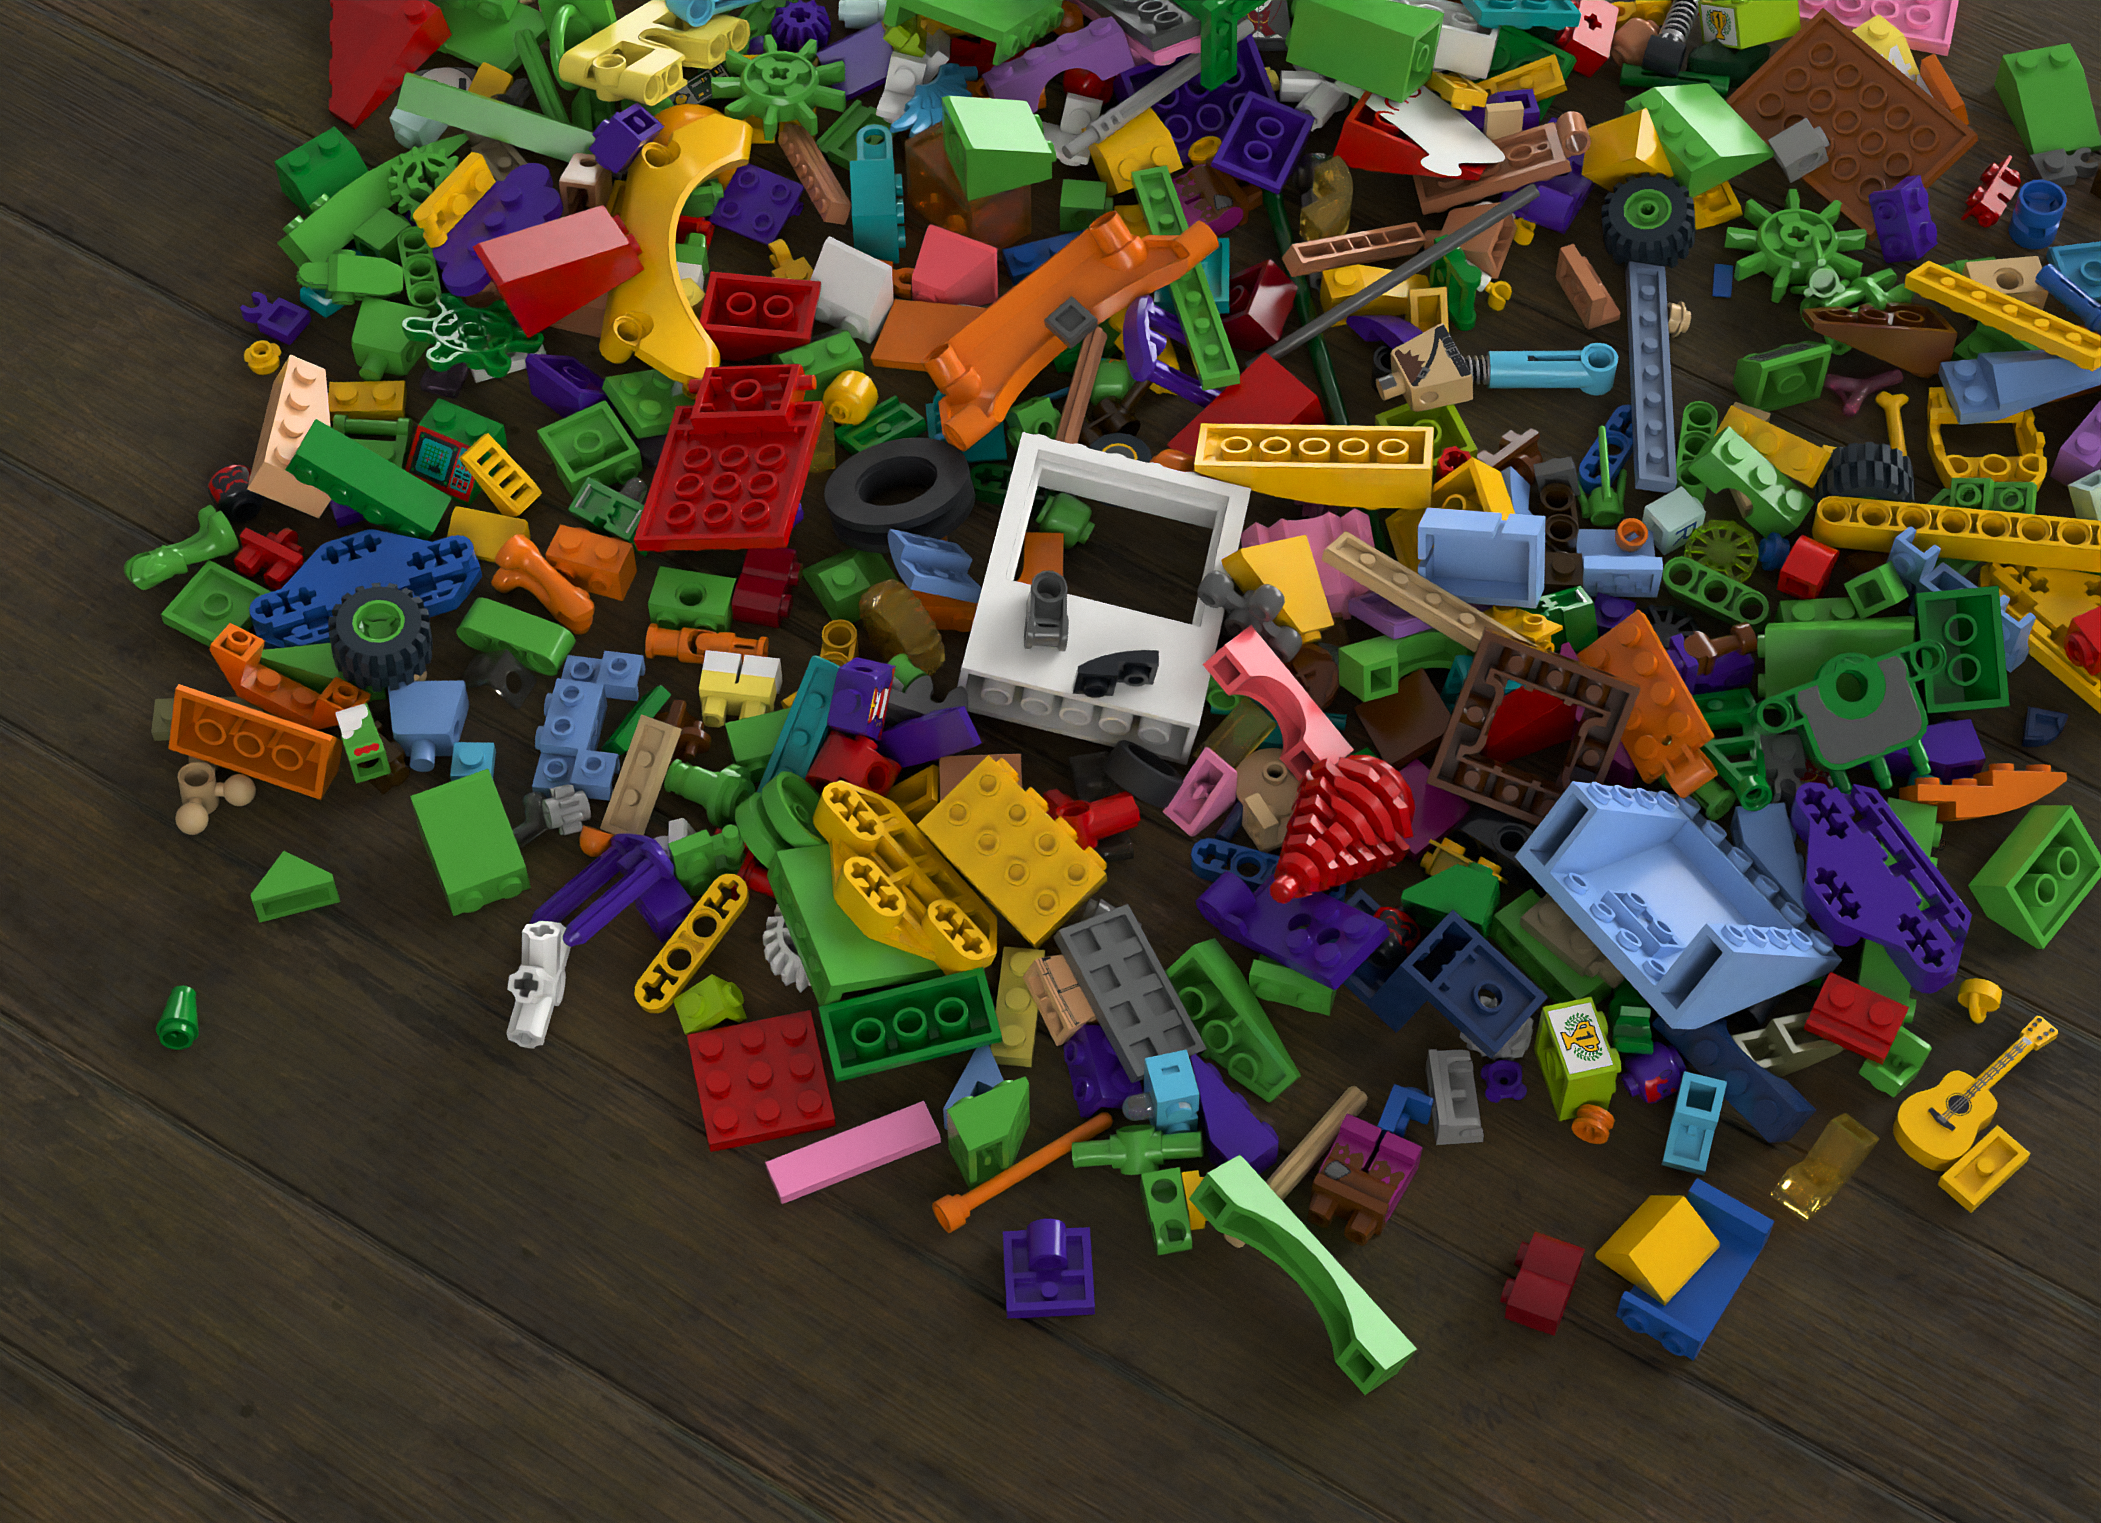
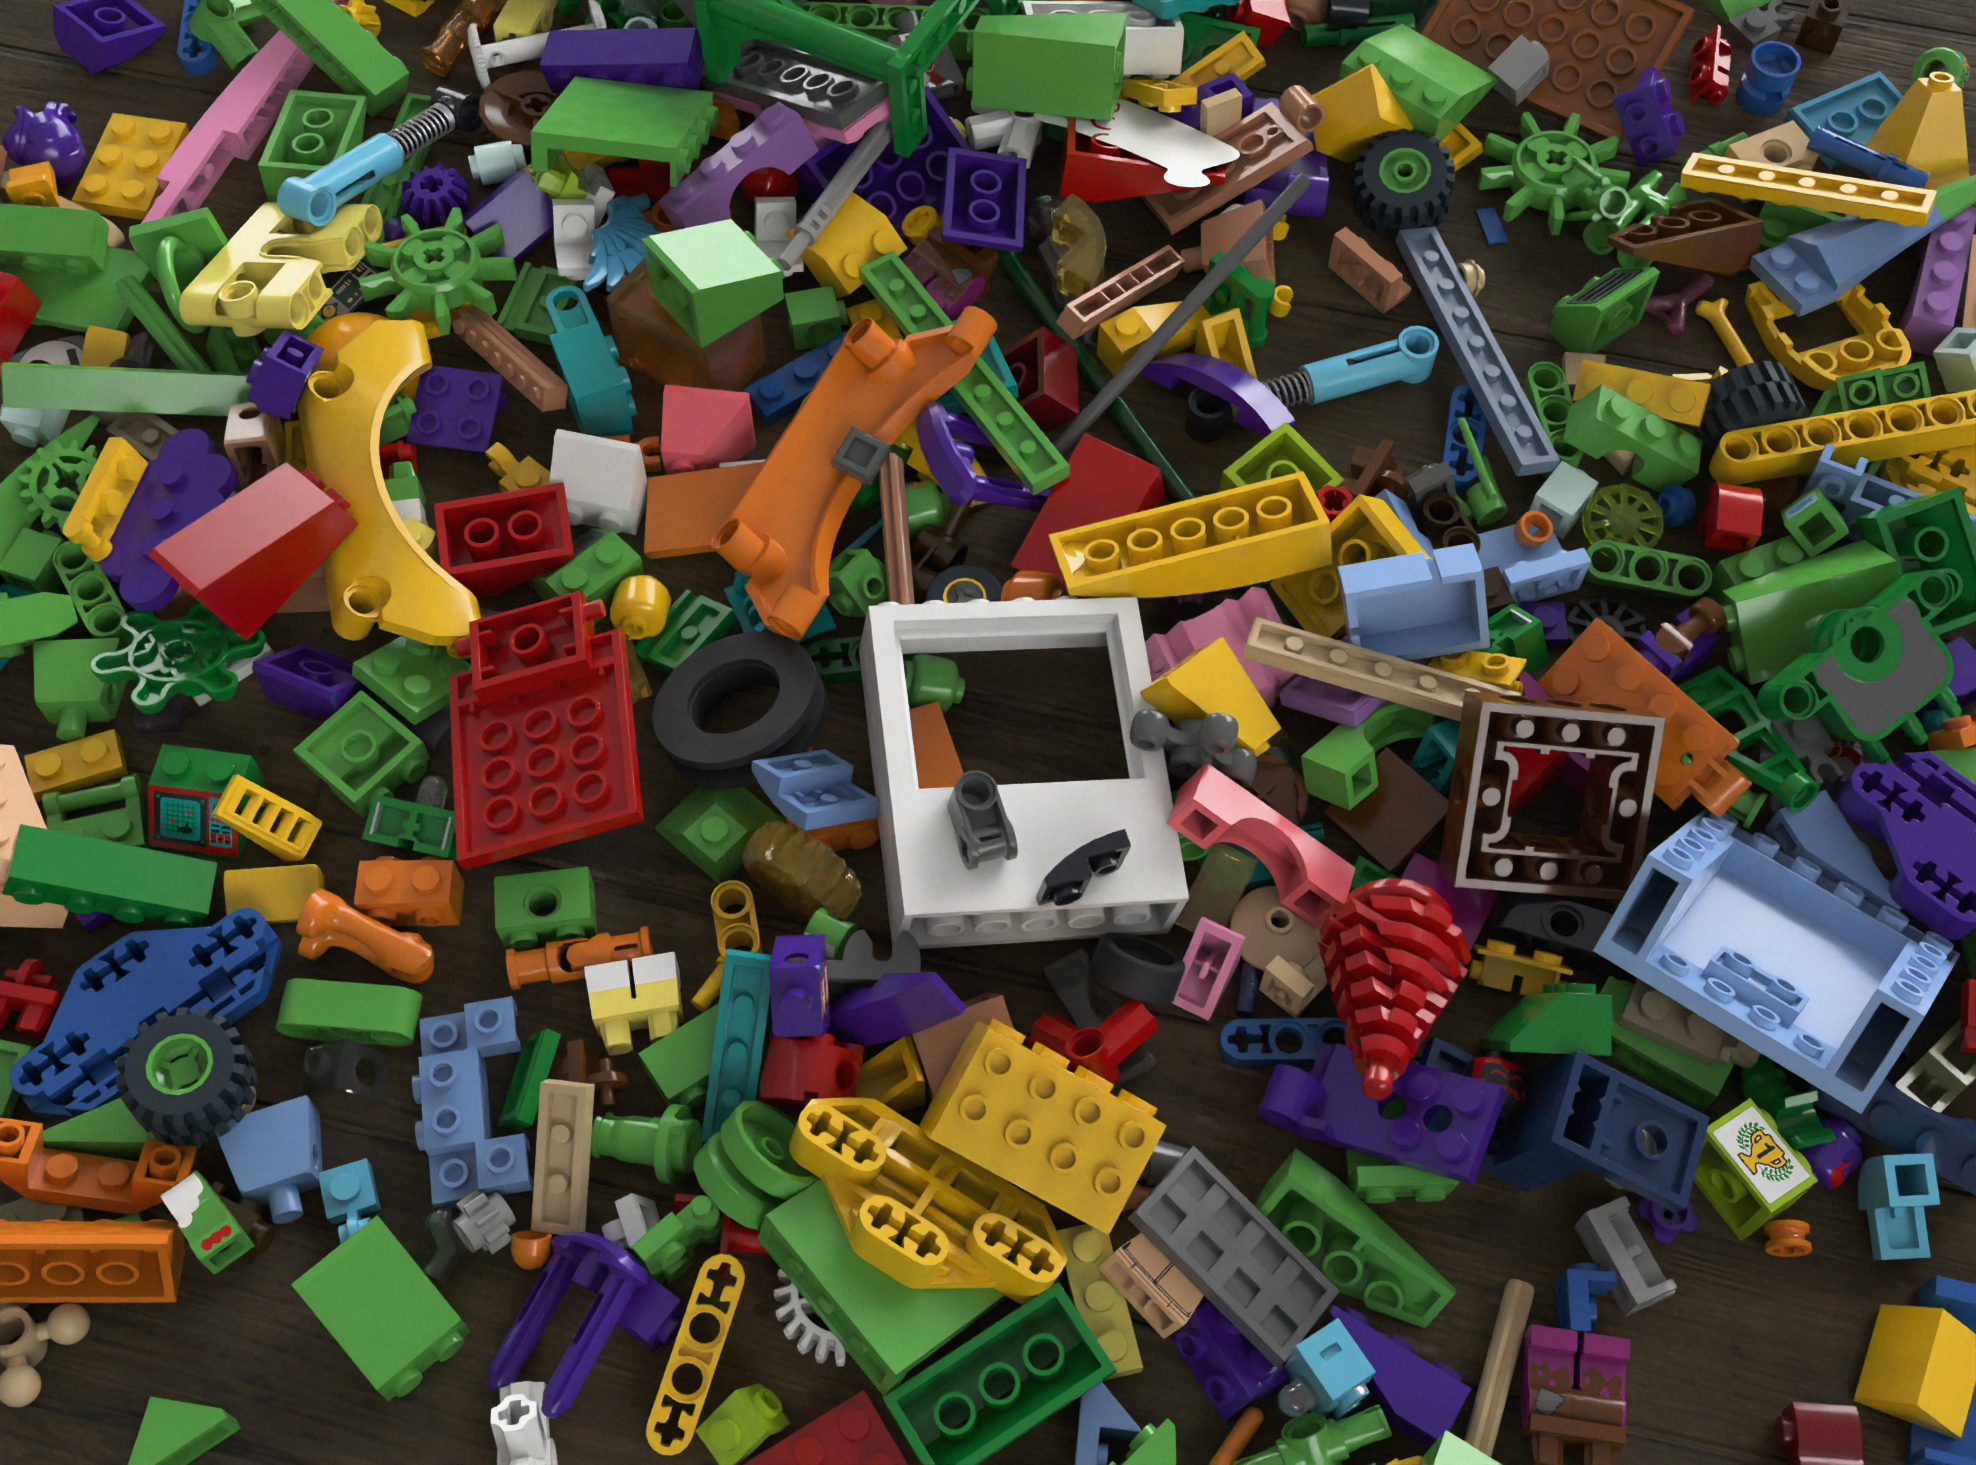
camera: 20 degrees left, 5 degrees up
(766, 585) = (623, 866): dark red brick -> none
(1428, 372) = (1267, 409): tan torso -> none

